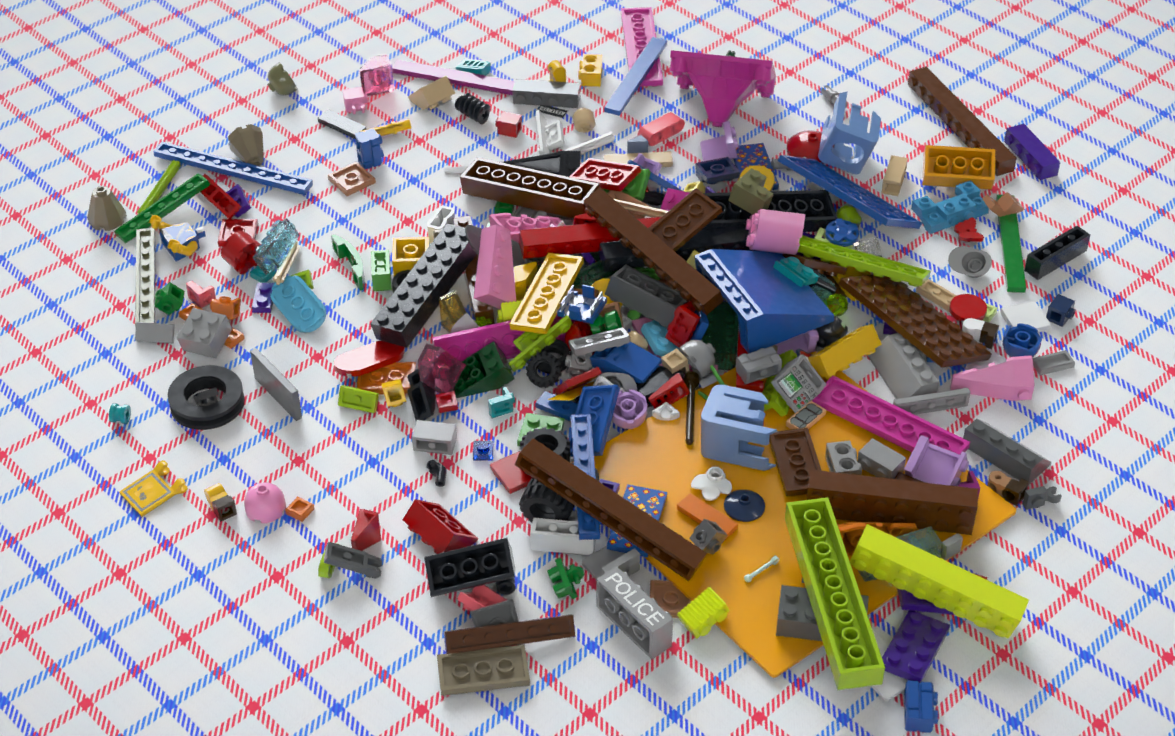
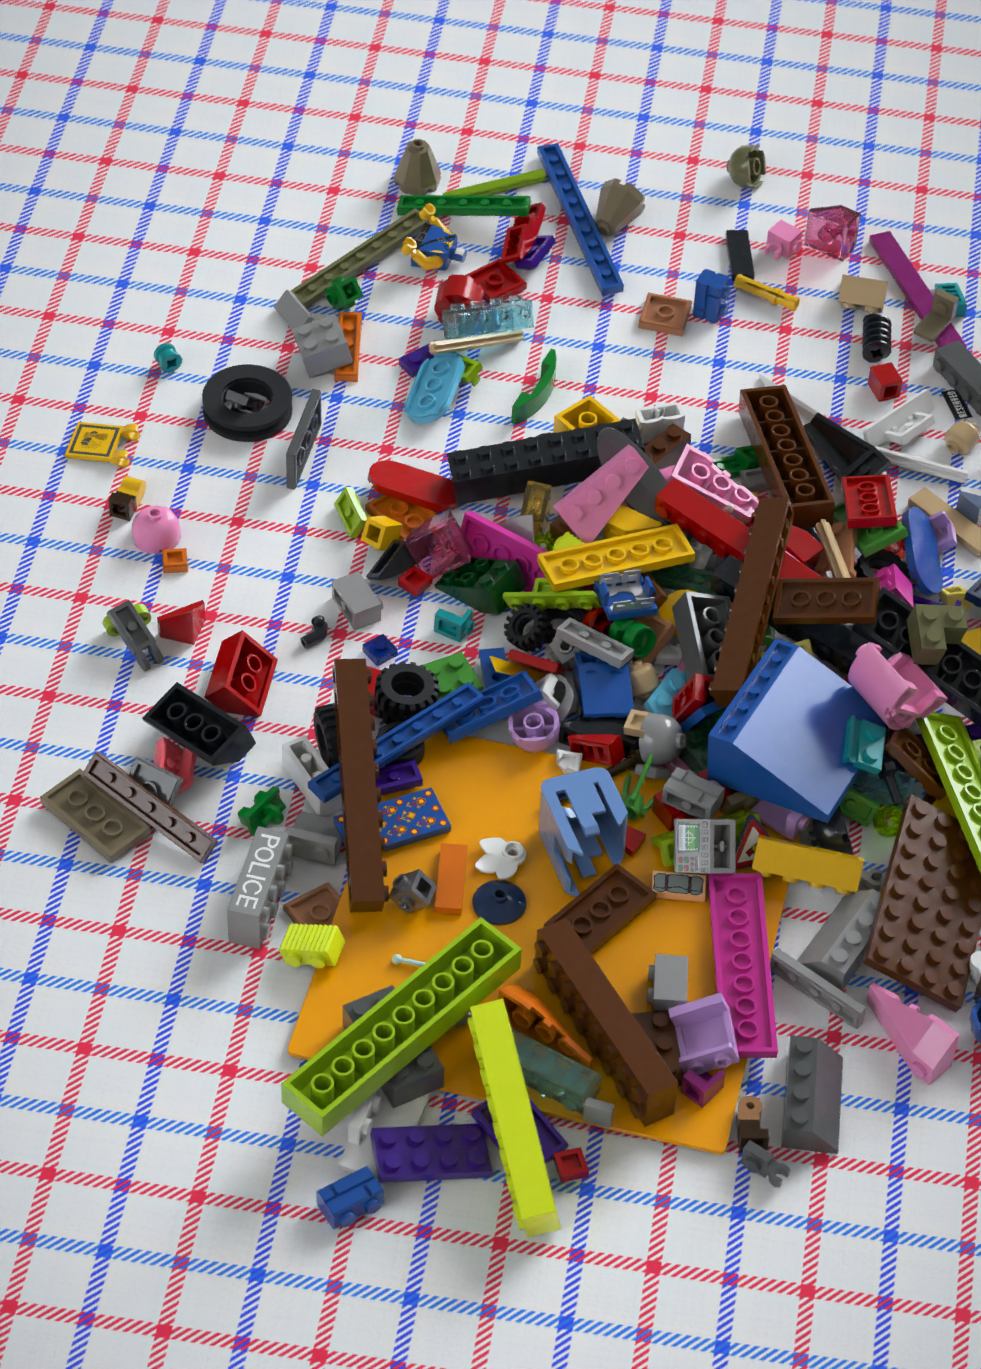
camera: 50 degrees right, 5 degrees up
(200, 296) = (376, 313): coral bracket -> none
(226, 306) = (374, 340): orange brick -> none
(381, 270) = (539, 416): bright green brick -> none
(487, 75) = (940, 316): none -> dark tan bracket
(506, 586) = (215, 772): black bush -> none
(842, 458) = (637, 947): light grey brick -> none

